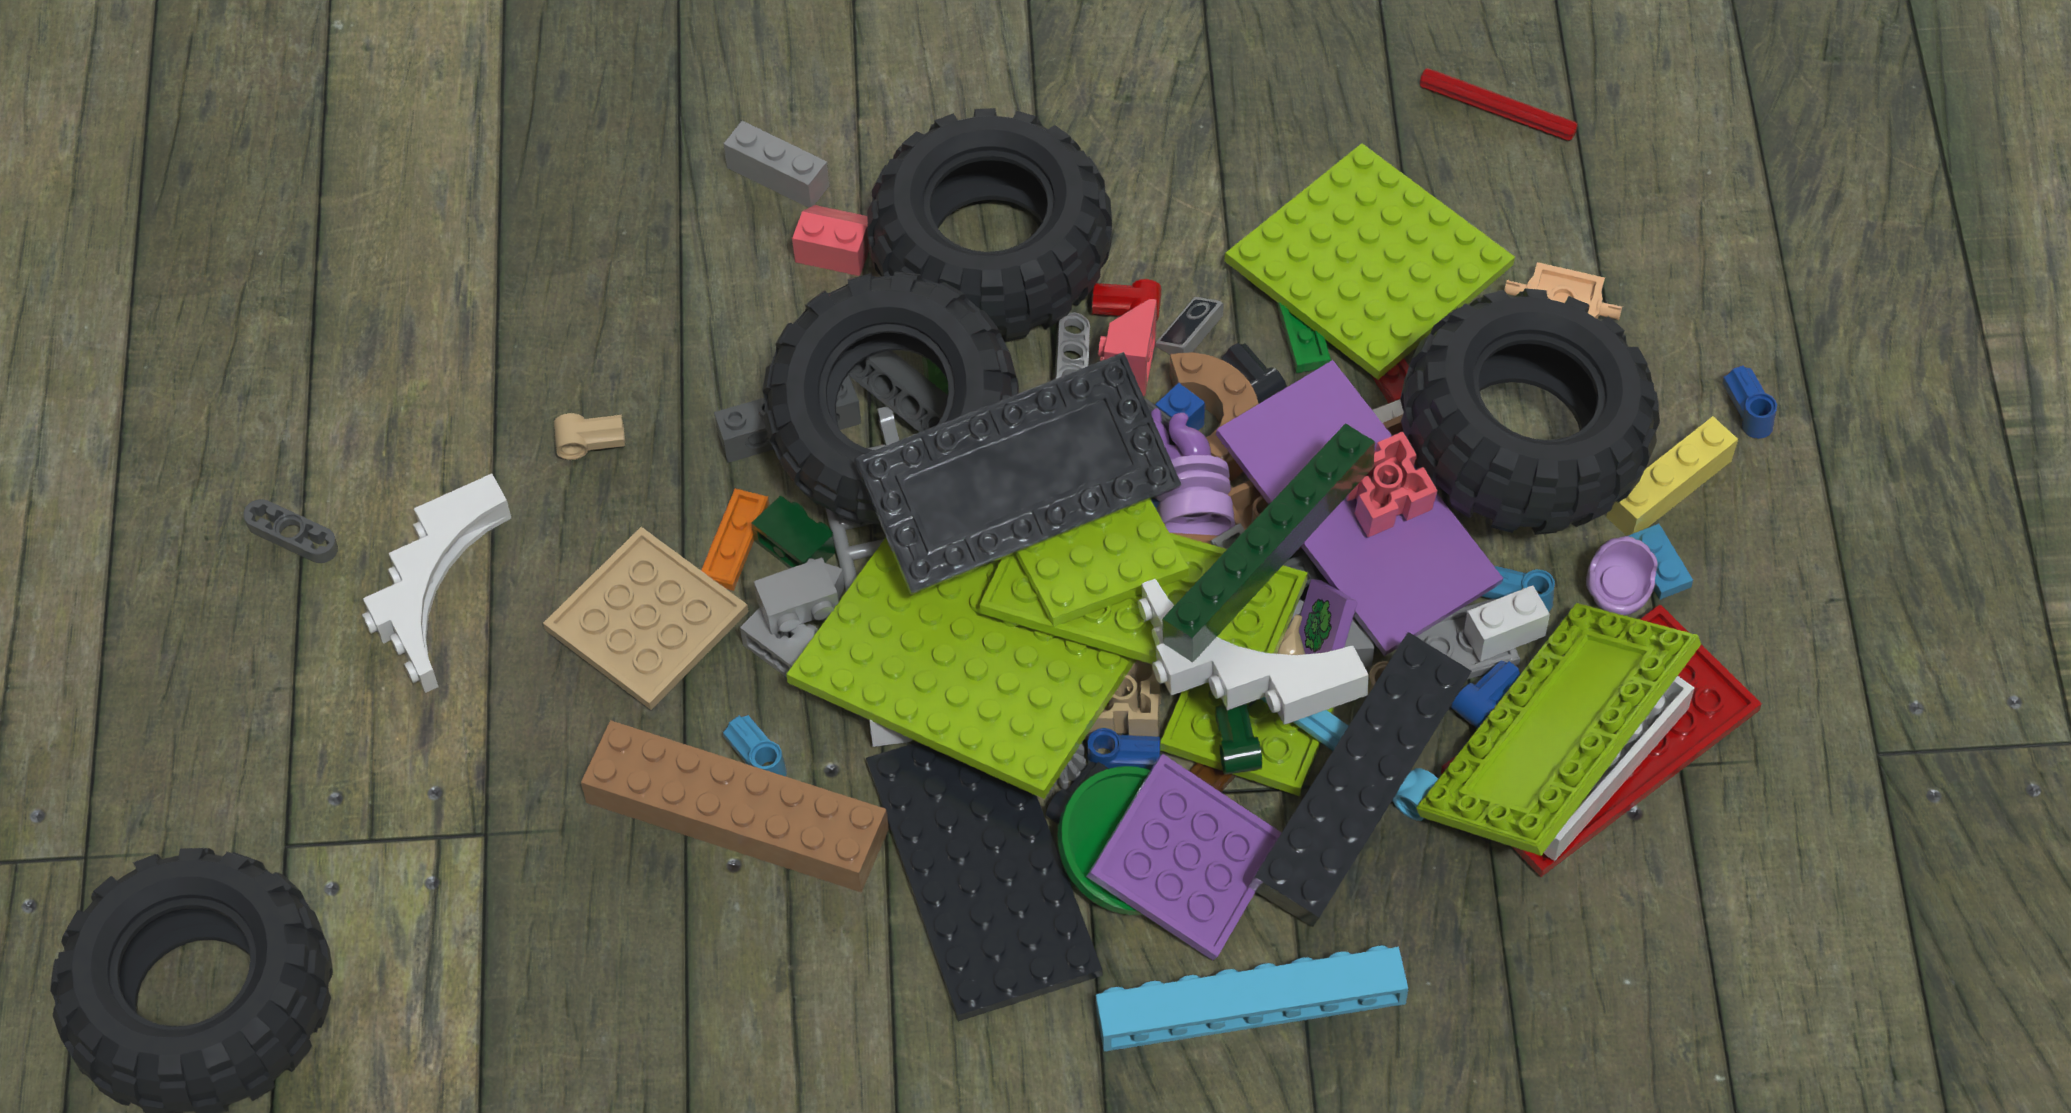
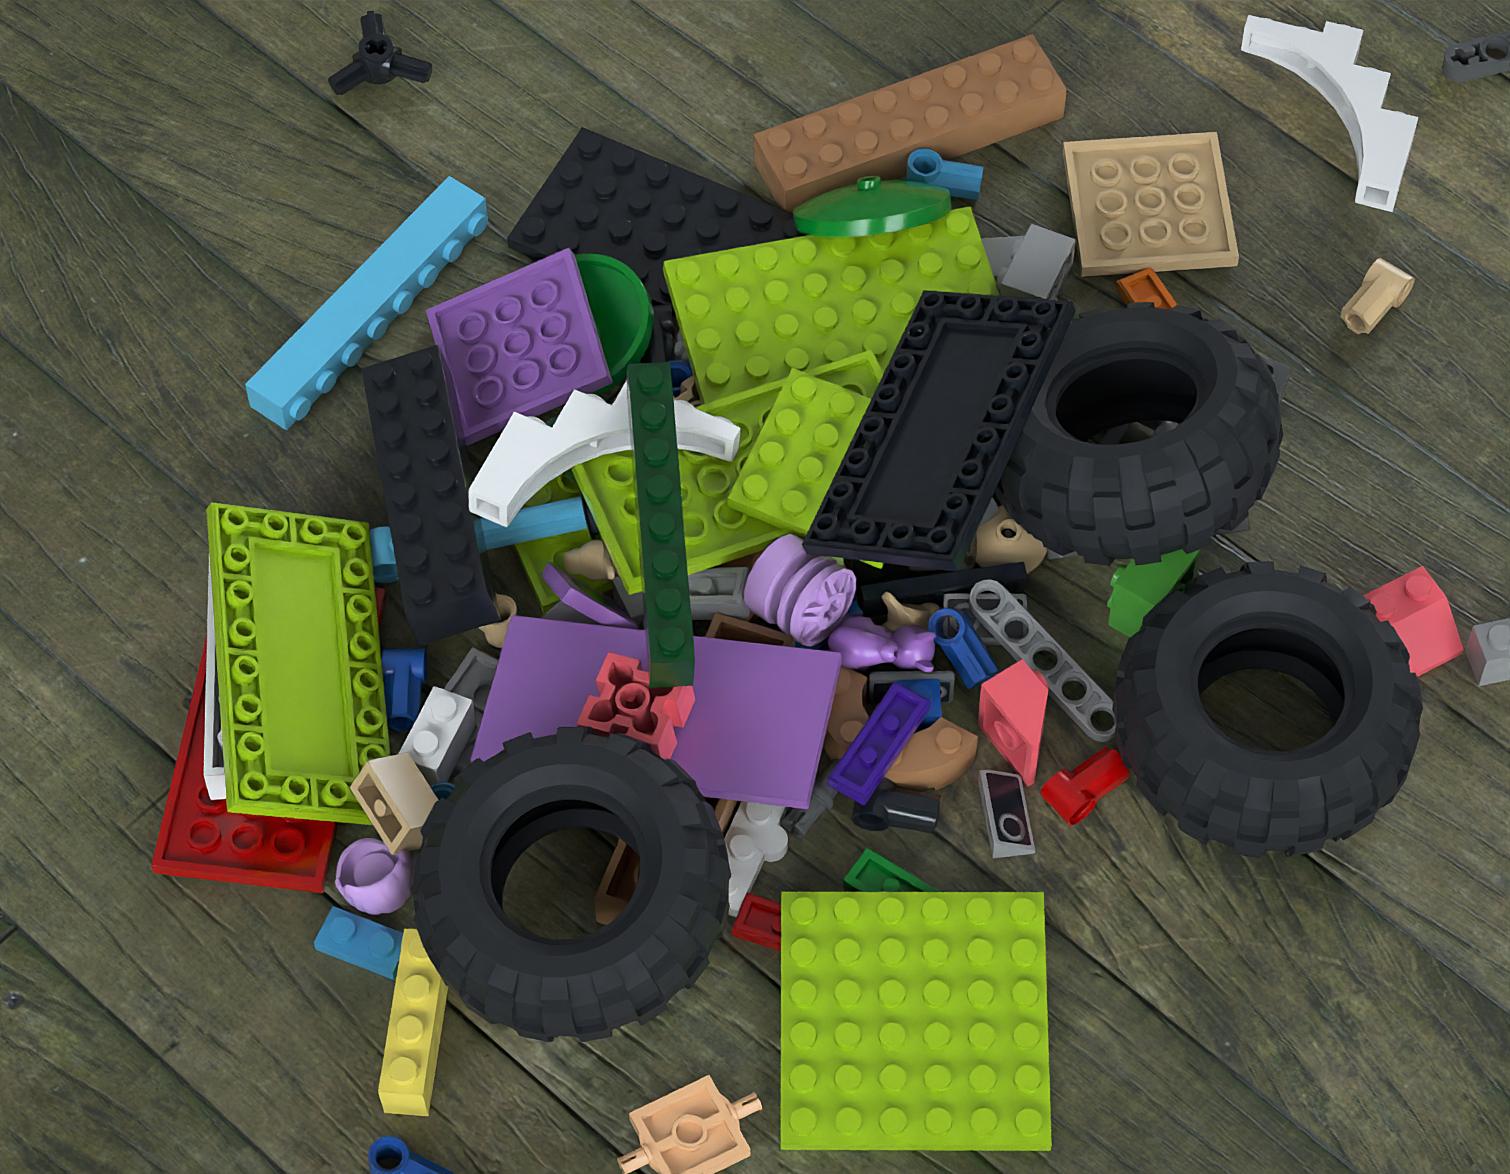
camera: 135 degrees right, 0 degrees up
(850, 731) = (872, 208): none -> green dish
(1237, 385) = (879, 743): none -> dark purple tile
(1576, 579) = (395, 800): none -> tan brick

